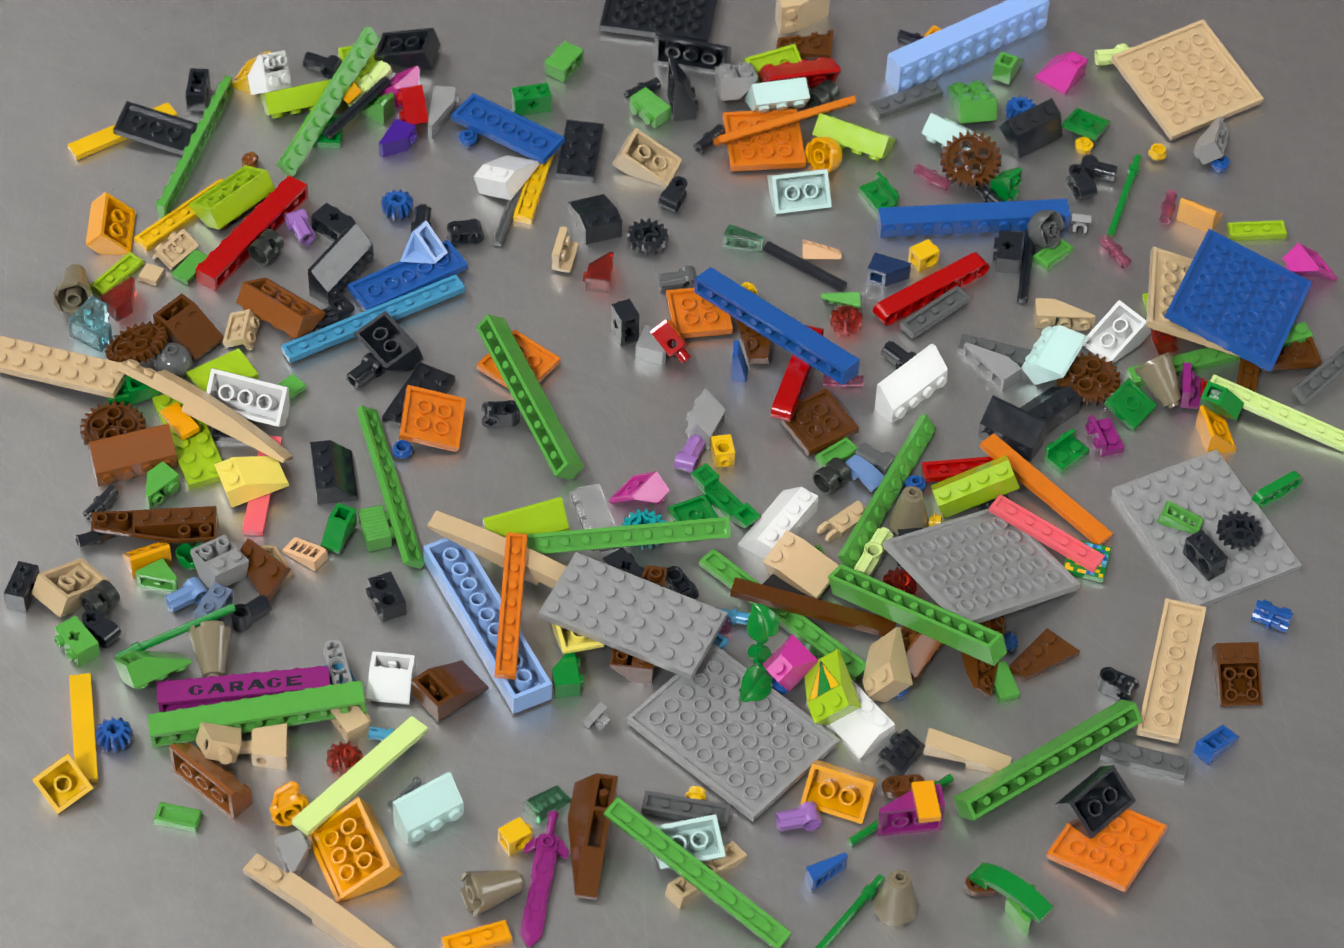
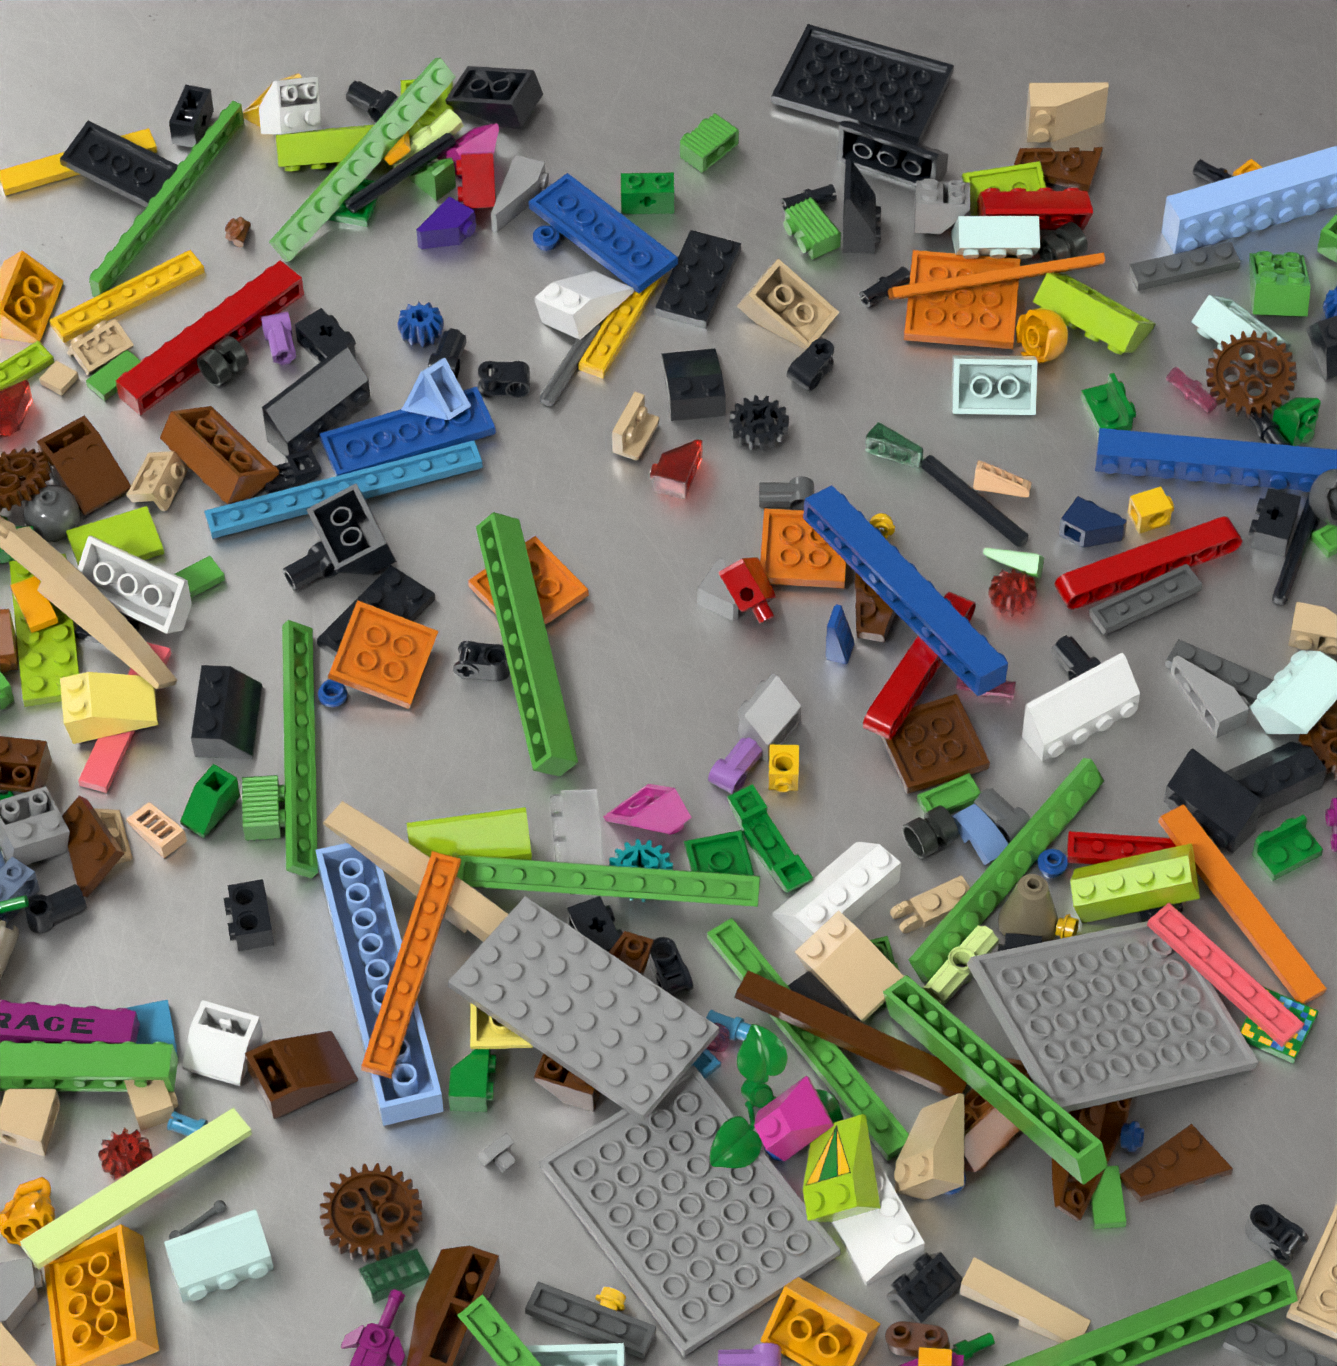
camera: 15 degrees right, 5 degrees up
(232, 196) = (197, 280): lime slope -> none
(339, 659) = (146, 1001): light grey beam -> none
(514, 835) = (334, 1318): yellow brick -> none
(521, 767) = (343, 1223): none -> reddish brown gear
(625, 322) = (691, 549): black brick -> none
(901, 580) = (983, 1020): clear red gear -> none

